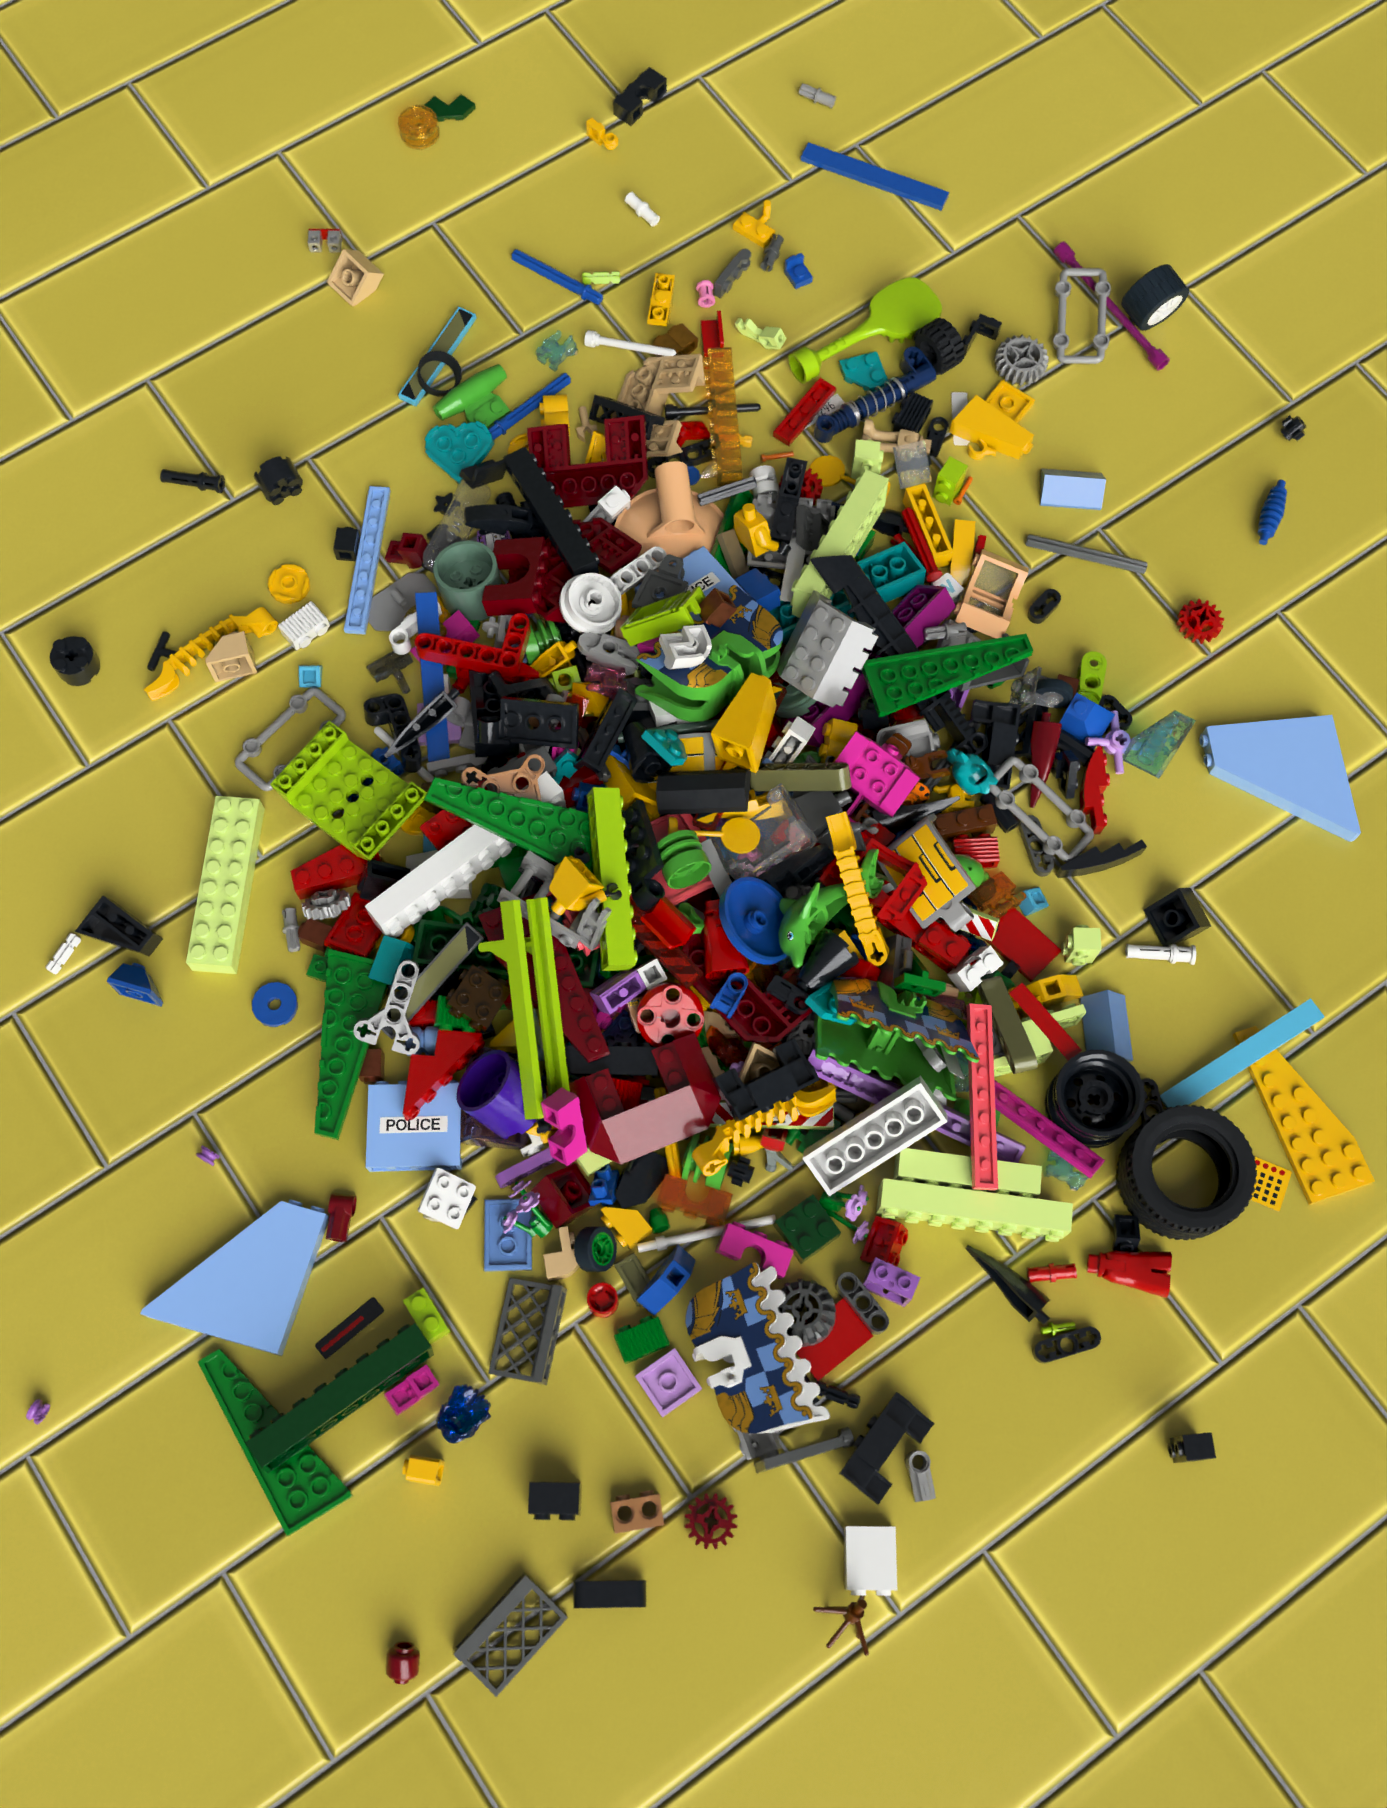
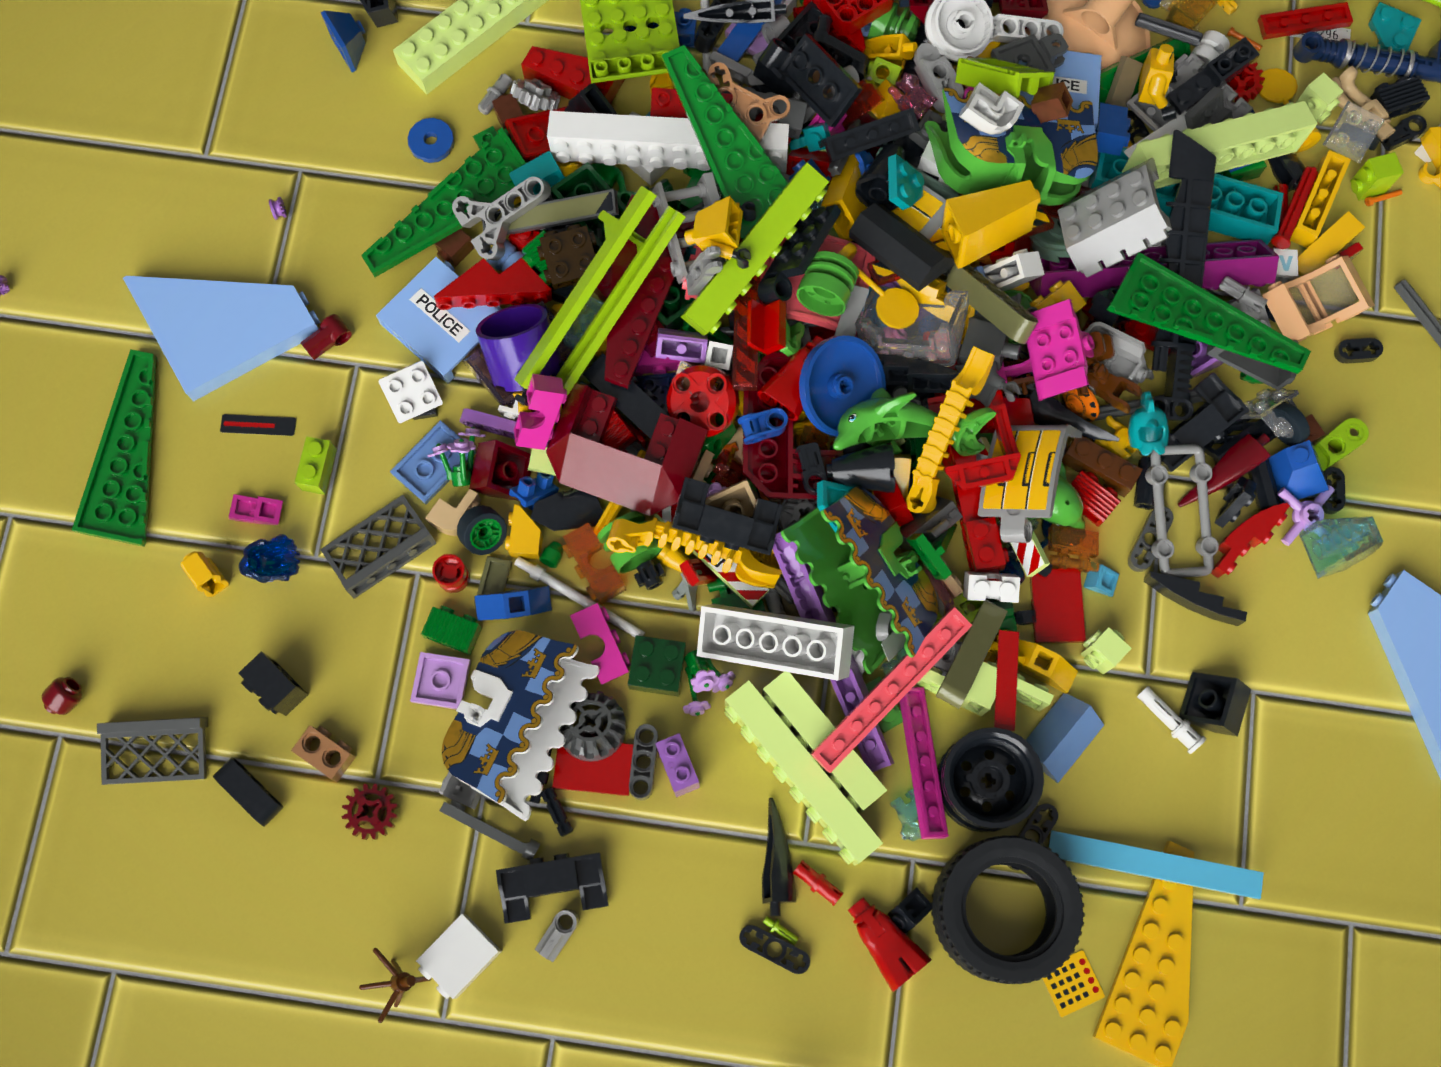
camera: 45 degrees right, 5 degrees up
(339, 1398) = (193, 464): dark green brick -> none
(884, 1241) = (707, 735): red bracket -> none

